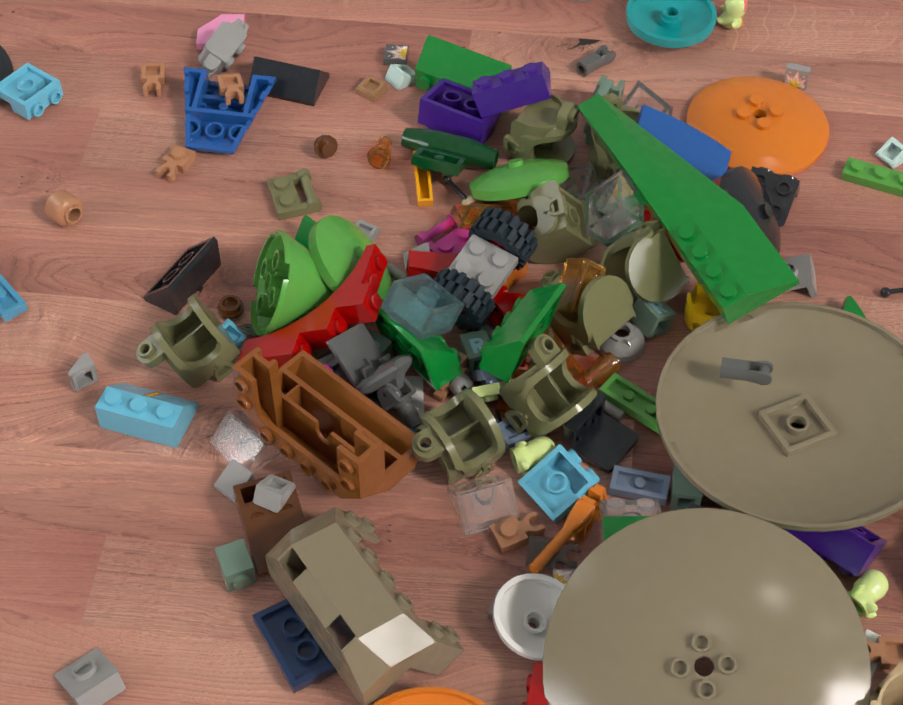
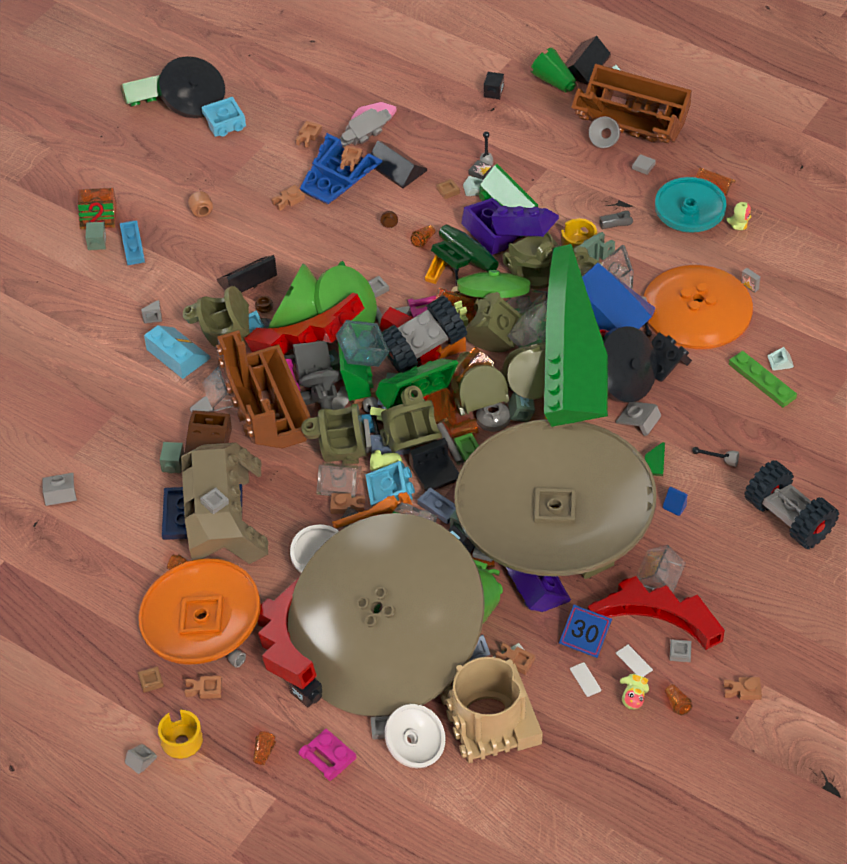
camera: 30 degrees right, 0 degrees up
(273, 492) = (211, 422): light grey slope -> none
(286, 198) = (343, 245): olive plate -> none
(374, 606) = (214, 500): none -> light grey tile
(394, 37) = (486, 157): none -> hinge
(579, 91) = (574, 234): none -> yellow piece
(745, 370) = (535, 457): dark grey bar -> none
(867, 590) = (531, 620): yellowish green animal -> none

